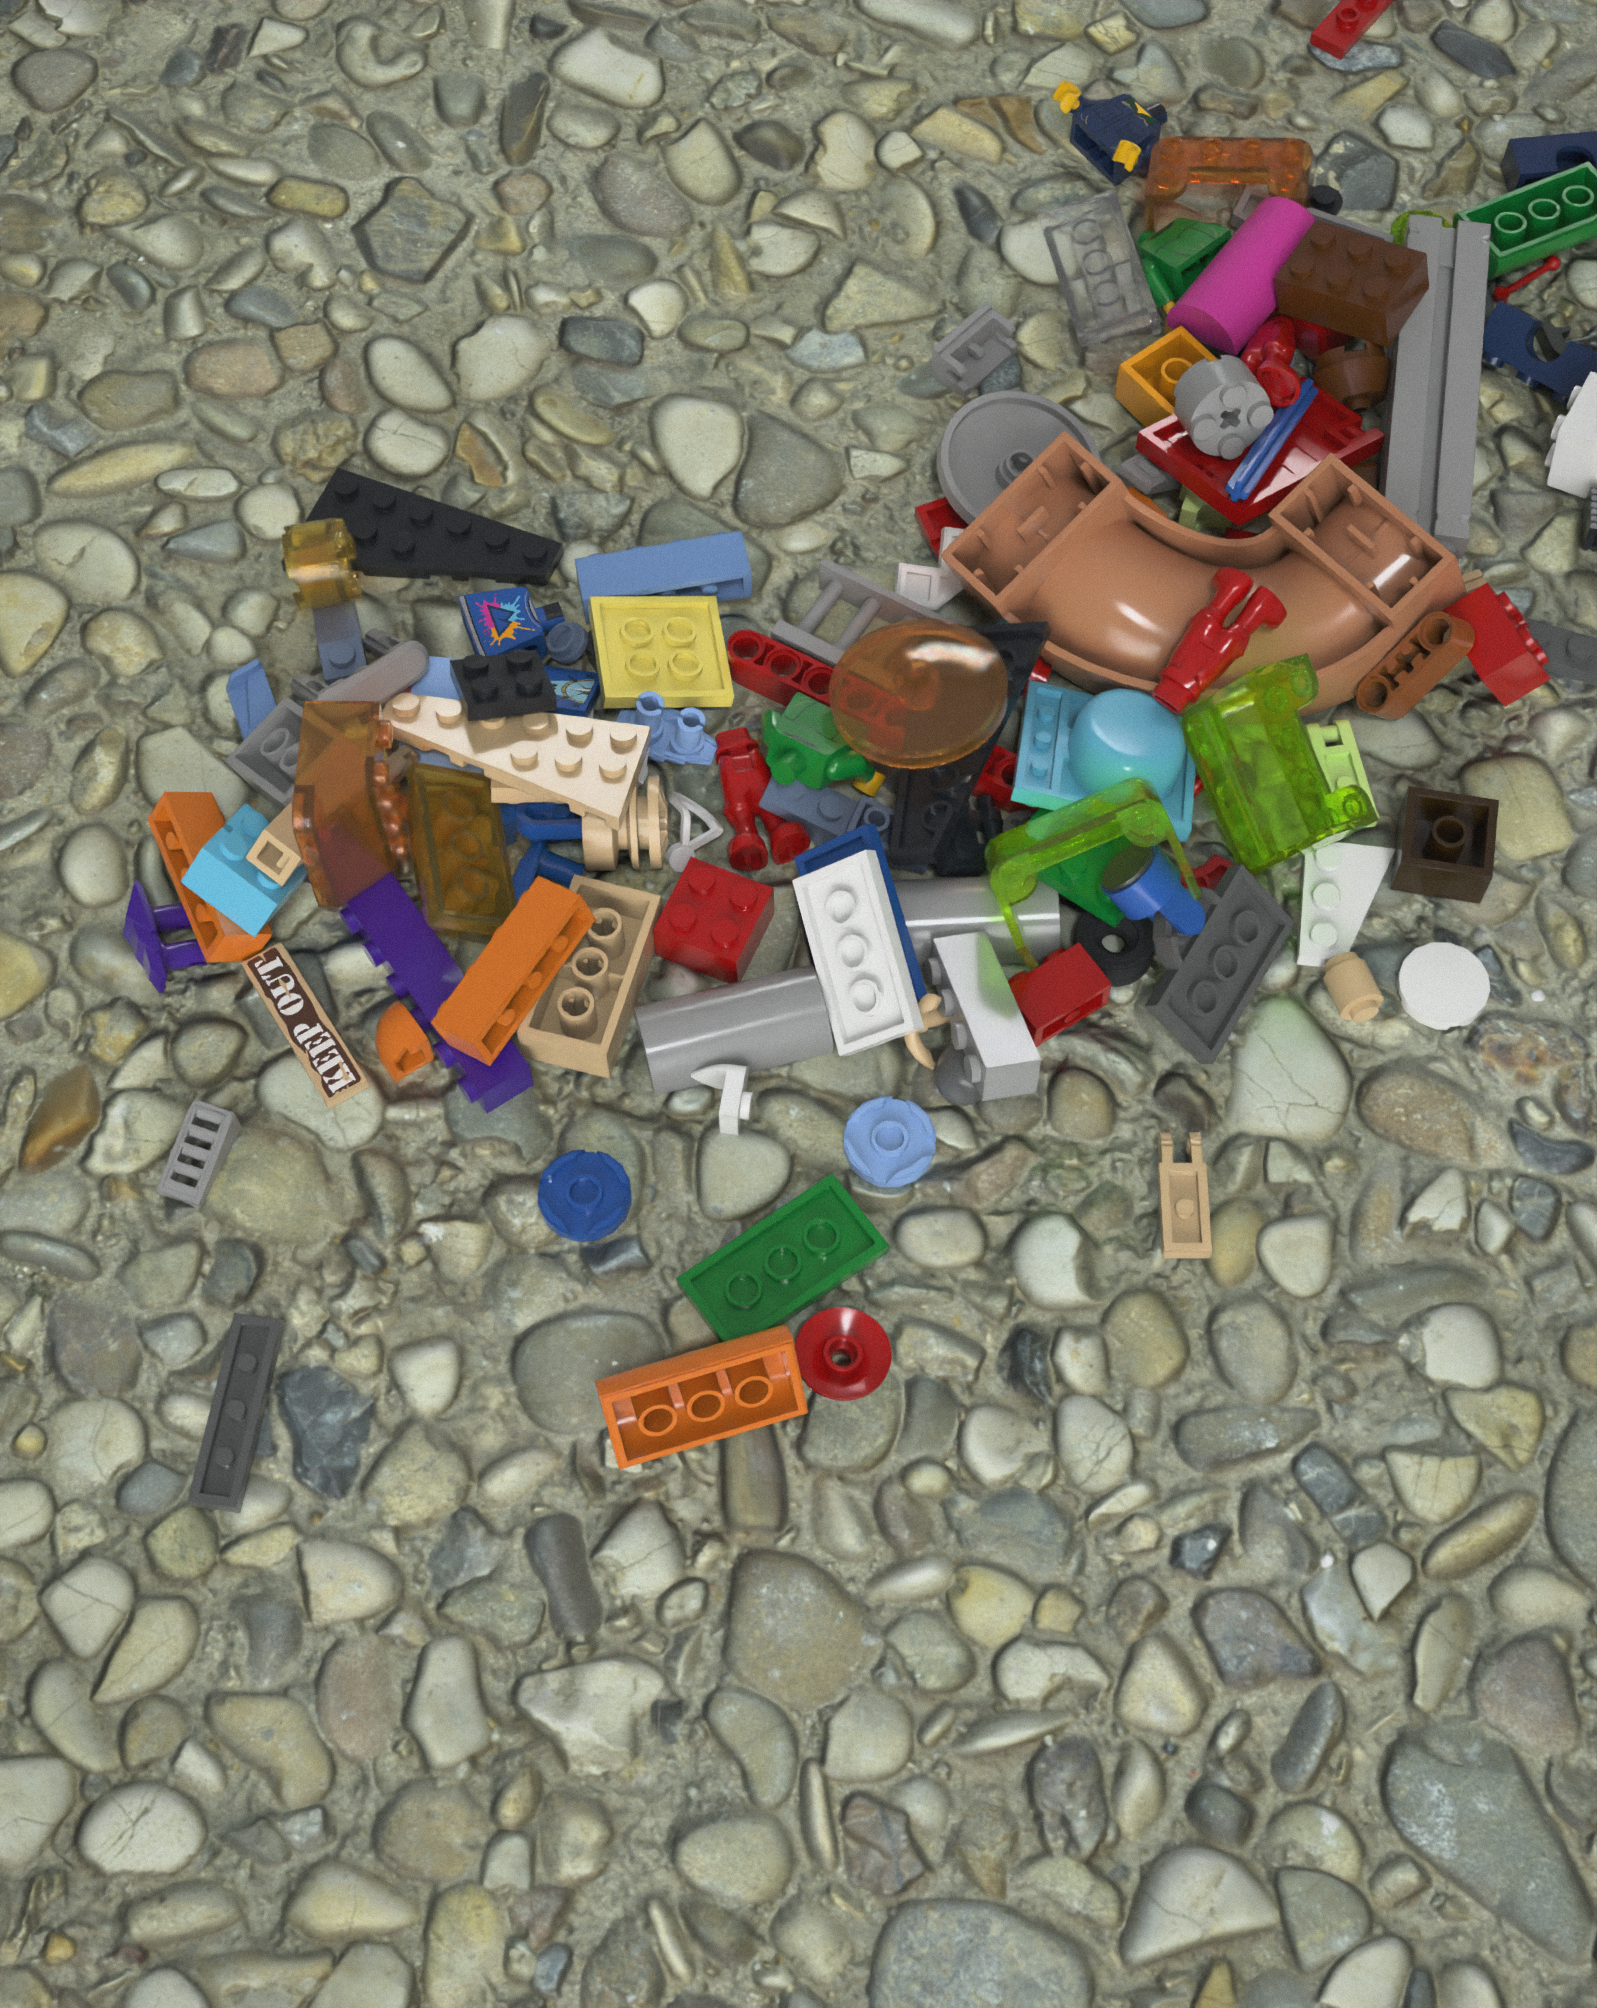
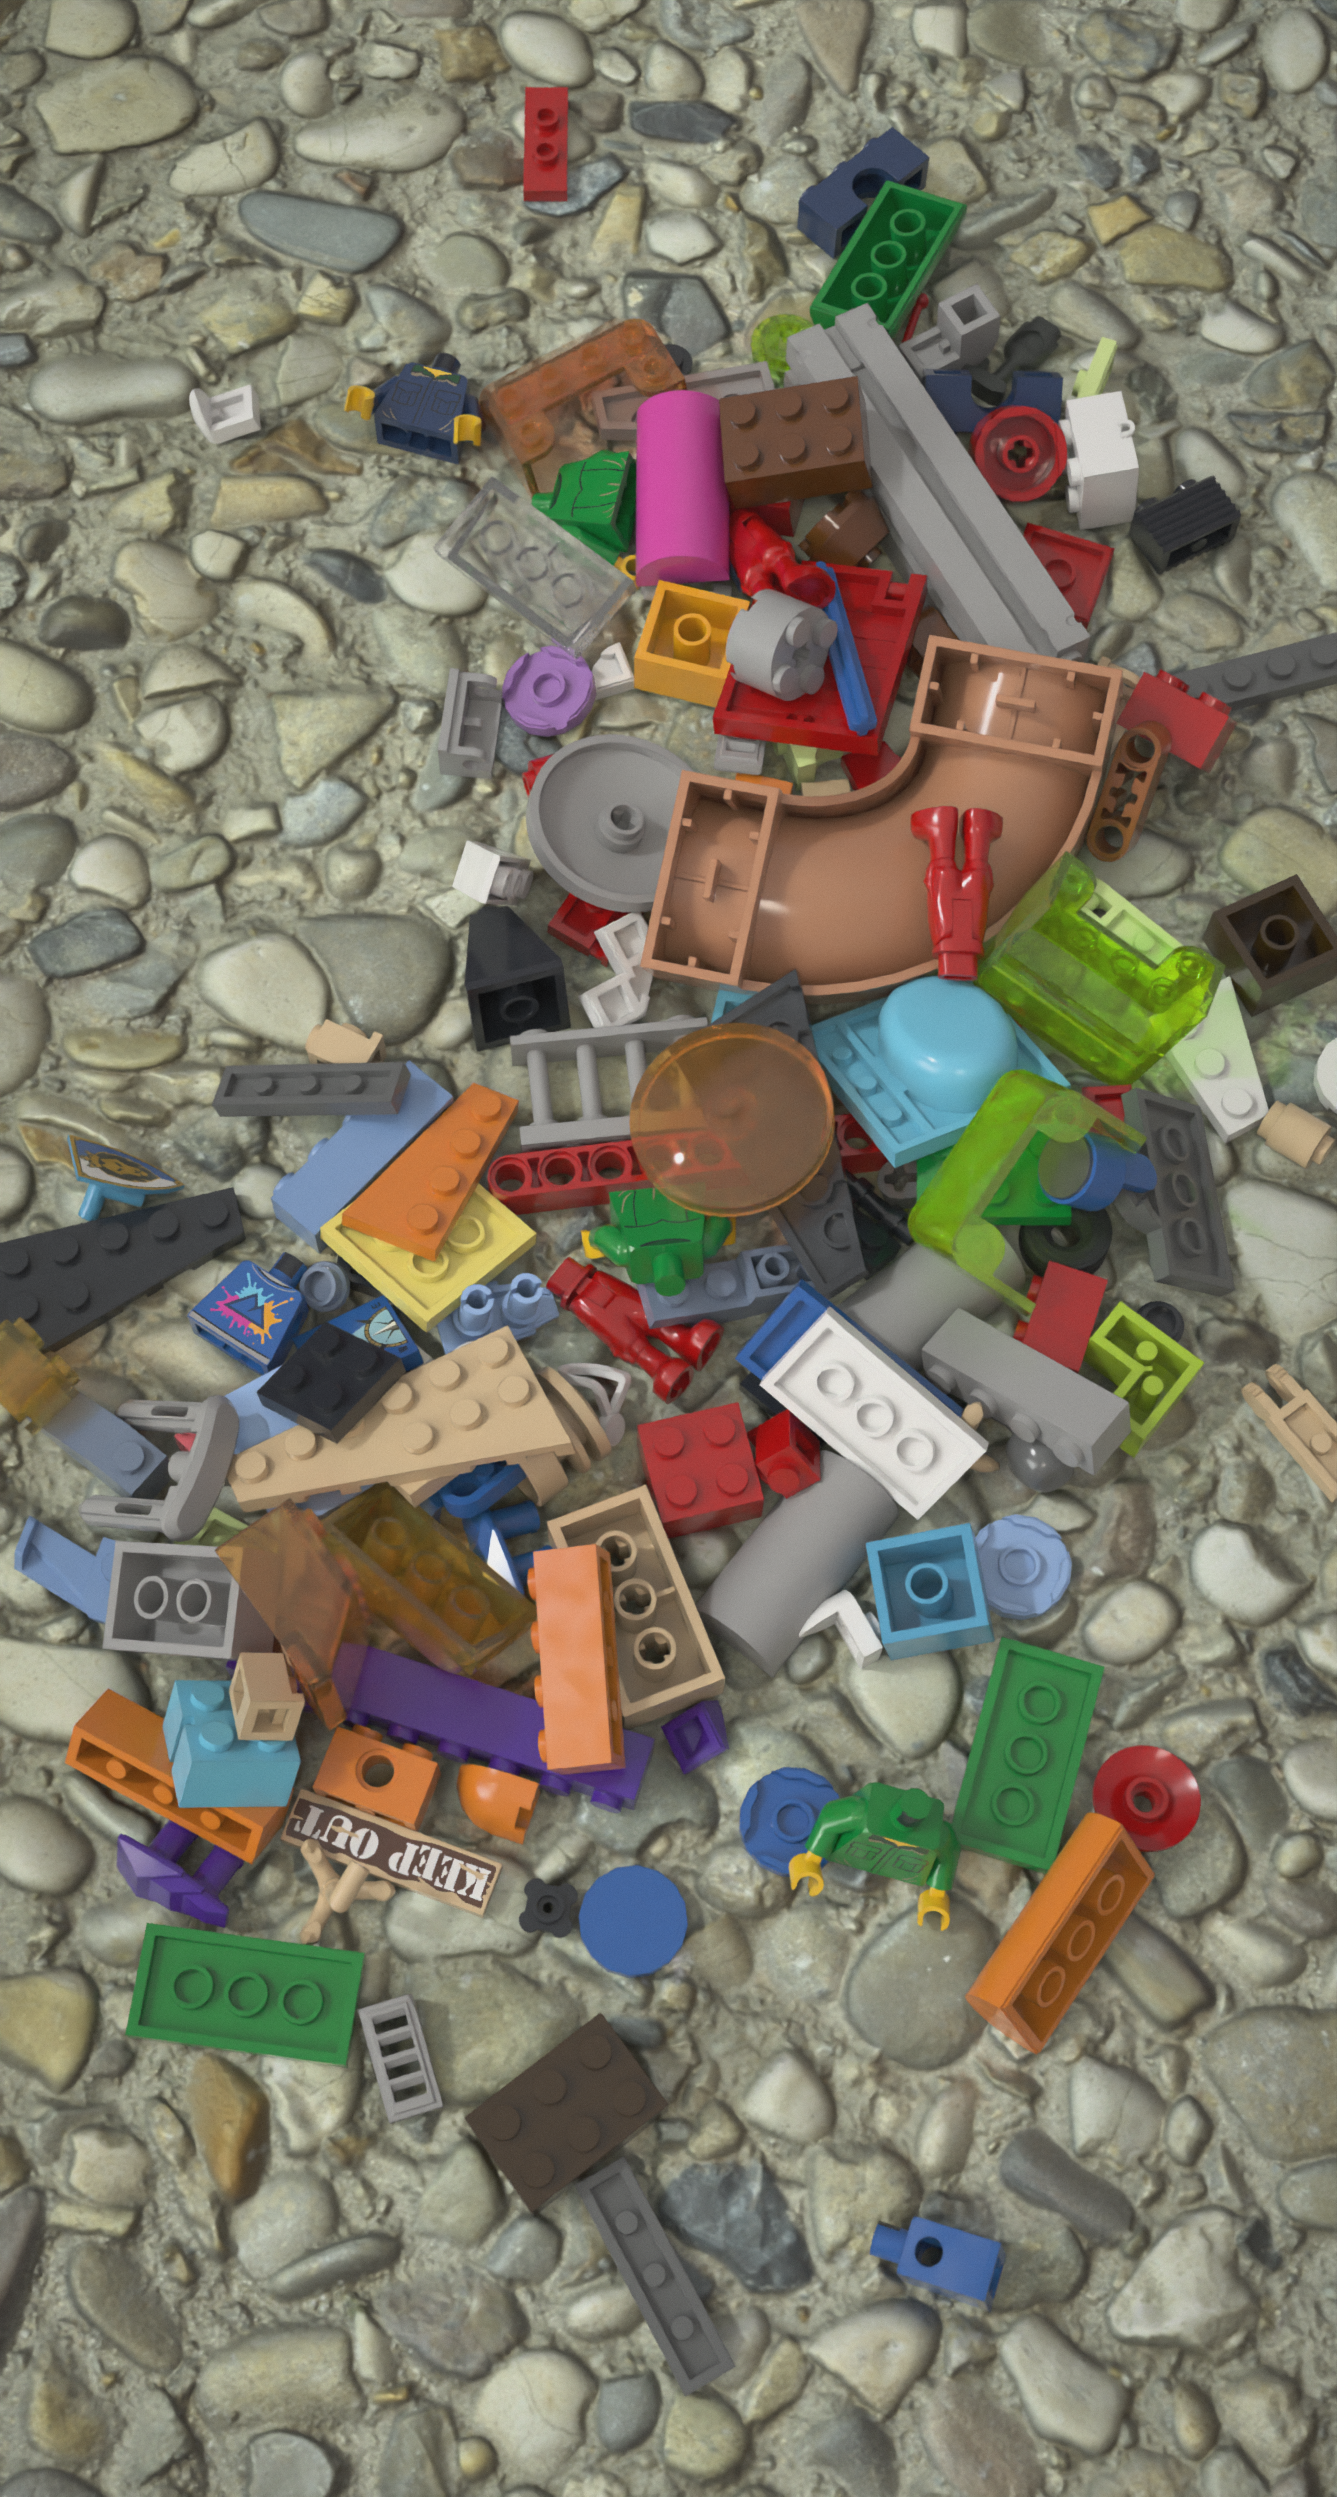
camera: 40 degrees left, 5 degrees up
(137, 1044) = (246, 1995): none -> green plate
(244, 1017) = (337, 1891): none -> tan piece
(267, 1264) = (567, 2114): none -> dark brown brick
(342, 991) = (399, 1801): none -> orange brick
(377, 1142) = (555, 1922): none -> black plate
(421, 1180) = (633, 1921): none -> blue tile
(432, 1549) = (967, 2268): none -> blue torso
(490, 486) = (115, 1176): none -> shield
(569, 1092) = (697, 1735): none -> dark purple slope
(634, 1242) = (888, 1835): none -> green torso
(661, 509) = (312, 1089): none -> dark grey plate
(694, 616) = (434, 1178): none -> orange wing
(707, 506) = (343, 1044): none -> tan brick
(768, 949) = (779, 1460): none -> red brick
(803, 1104) = (929, 1592): none -> dark azure brick
(852, 523) = (511, 979): none -> black slope
(901, 449) = (492, 875): none -> white slope
(973, 63) = (226, 414): none -> white plate
(1049, 362) = (549, 691): none -> medium lavender tile
(1088, 1075) = (1145, 1366): none -> lime brick
(1101, 379) = (612, 673): none -> white tile
(1133, 1049) = (1164, 1317): none -> black plate
(1507, 505) = (1074, 566): none -> red tile
(1522, 372) = (1036, 470): none -> red brick
(1559, 297) = (963, 334): none -> light grey brick

